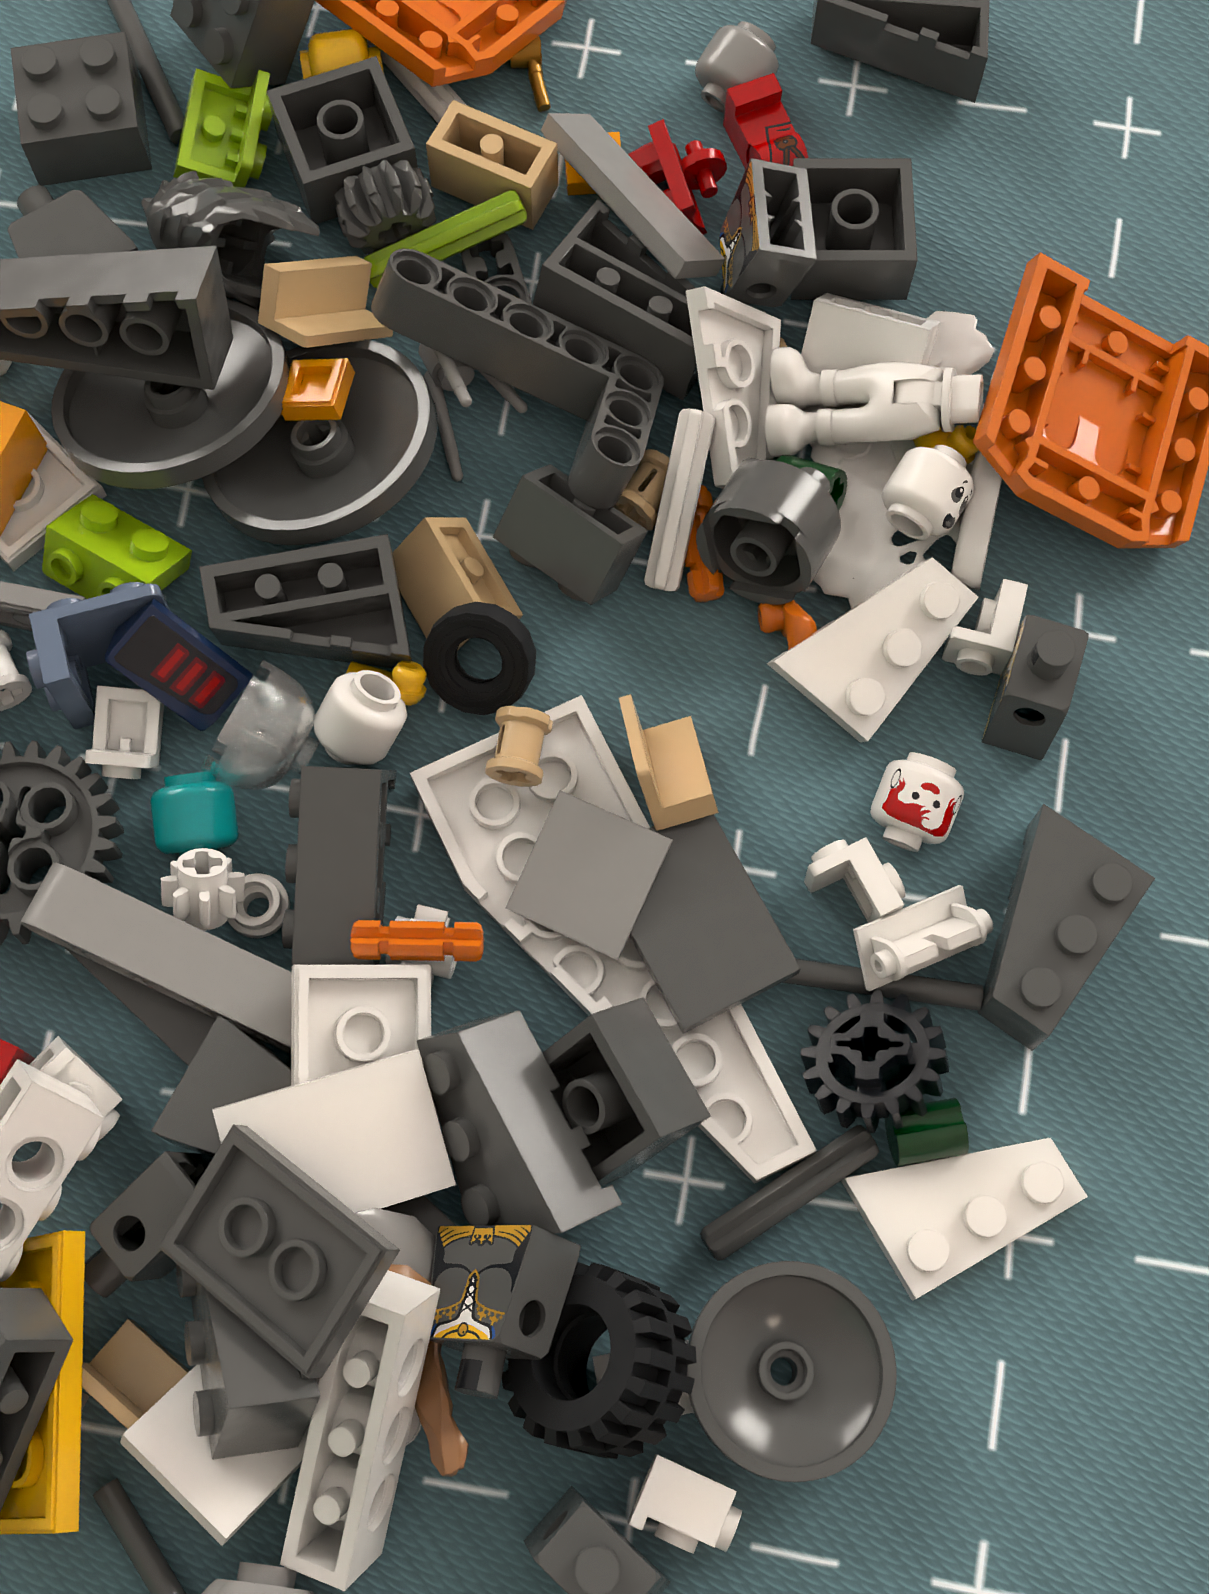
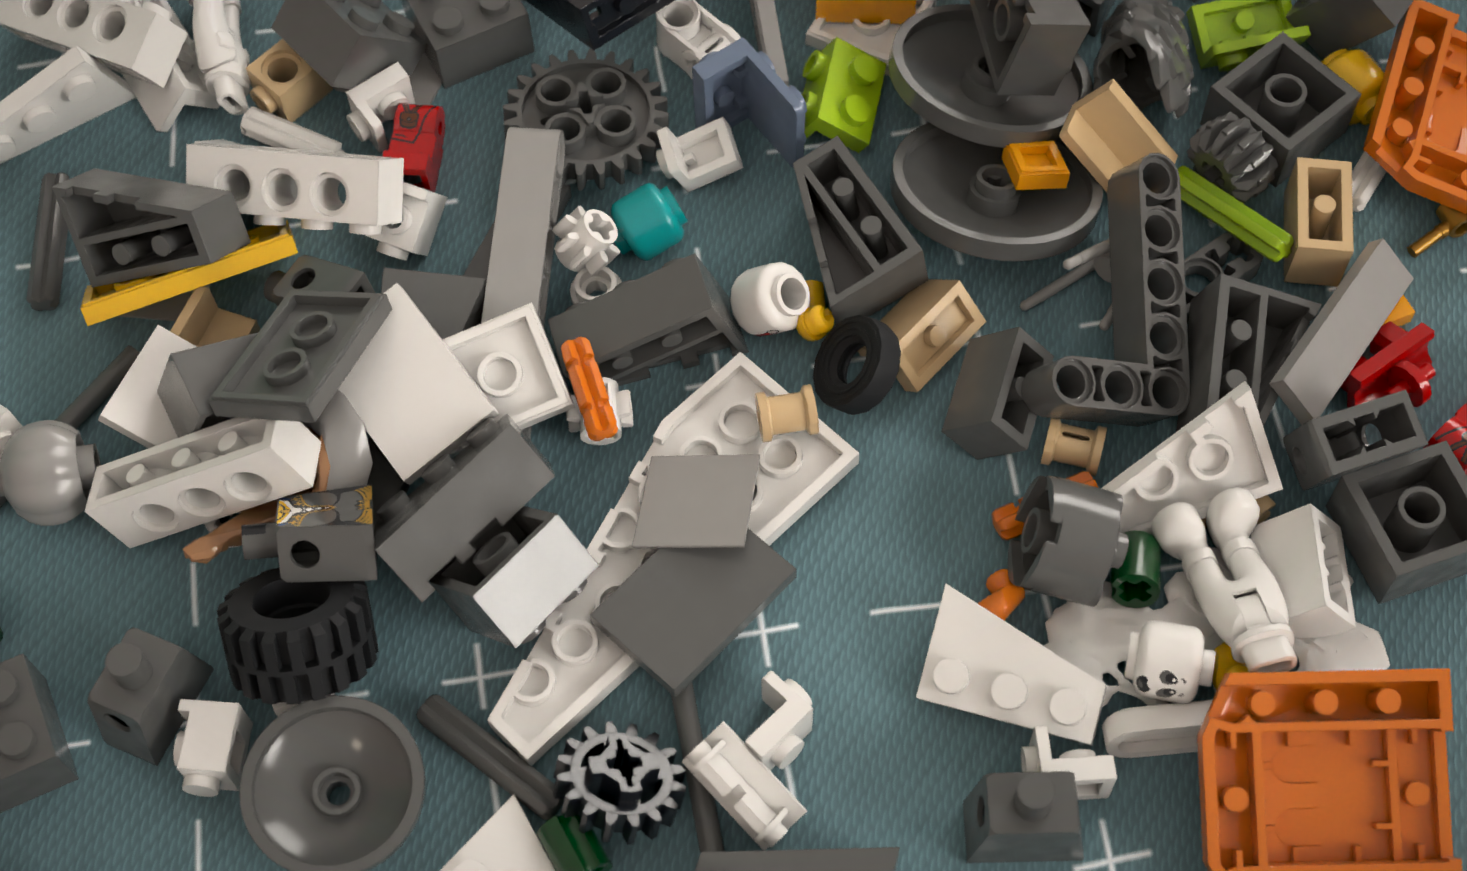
camera: 75 degrees right, 10 degrees down
(176, 665) = (756, 158): slope -> none
(265, 732) = (731, 233): clear cylinder -> none
(669, 769) = (813, 526): tan panel -> none
(679, 499) = (1070, 463): white axle -> none
(917, 801) = (871, 751): white head -> none

